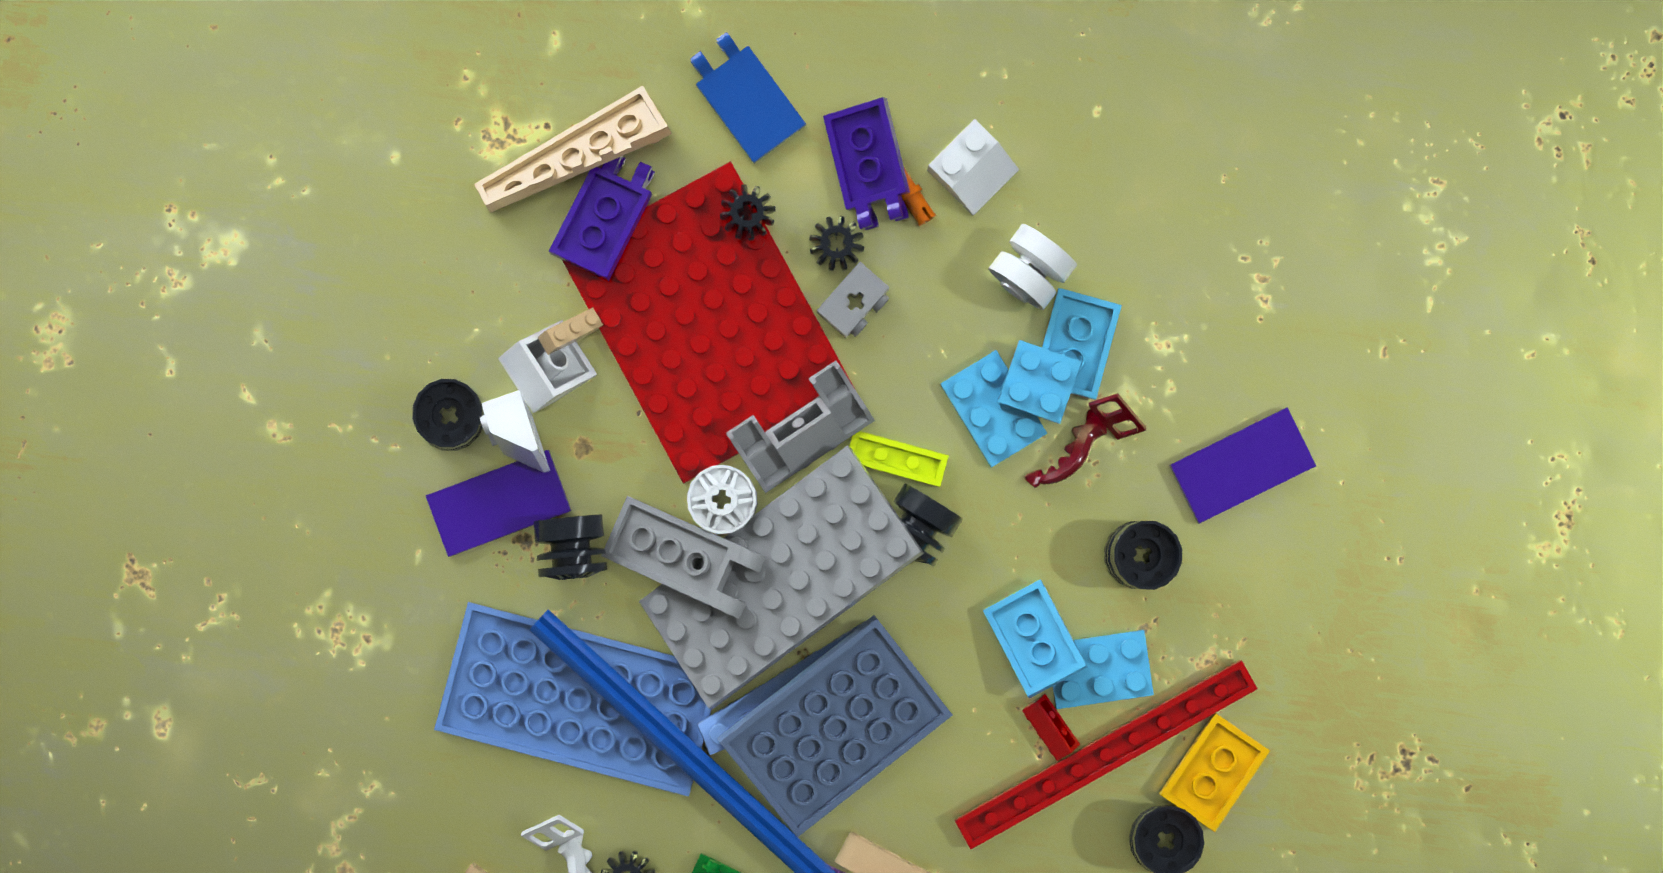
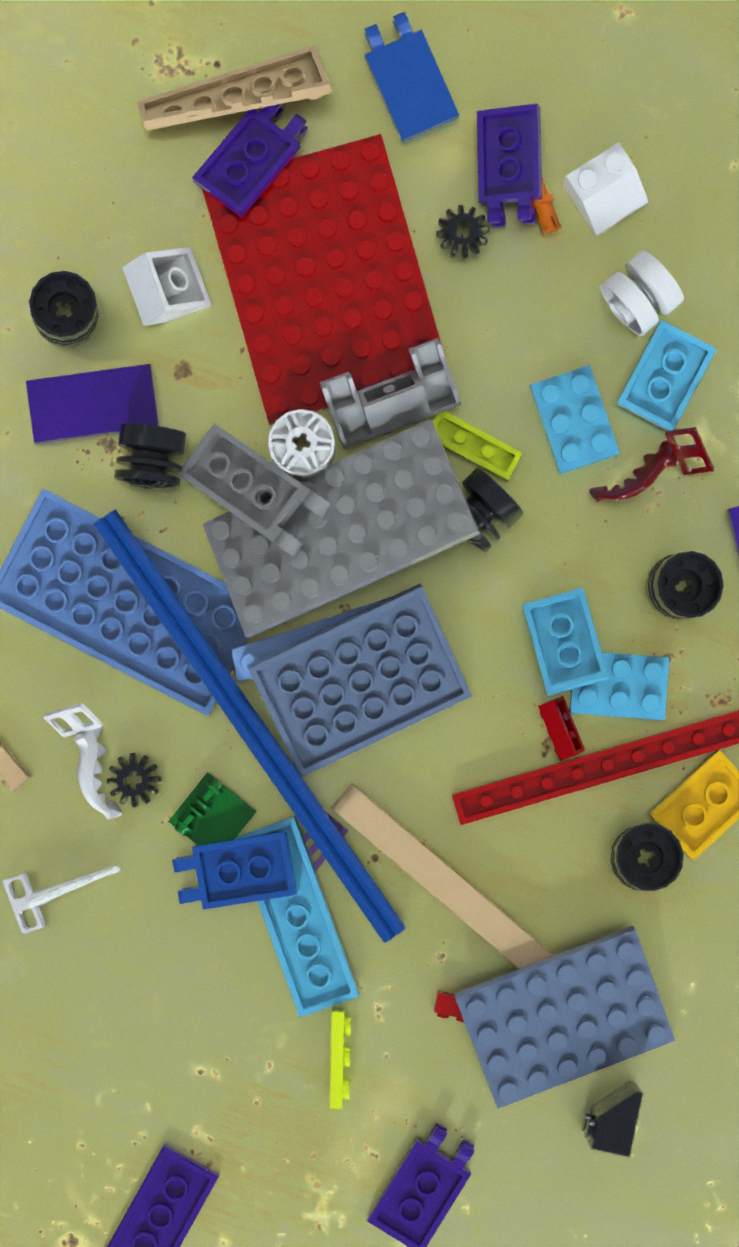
camera: 15 degrees right, 0 degrees up
(514, 430) = (121, 335): white slope -> none
(570, 331) = (195, 256): tan piece -> none
(738, 207) = (377, 174): black gear -> none
(858, 282) = (474, 273): light grey brick -> none
(1039, 382) = (623, 402): medium azure plate -> none

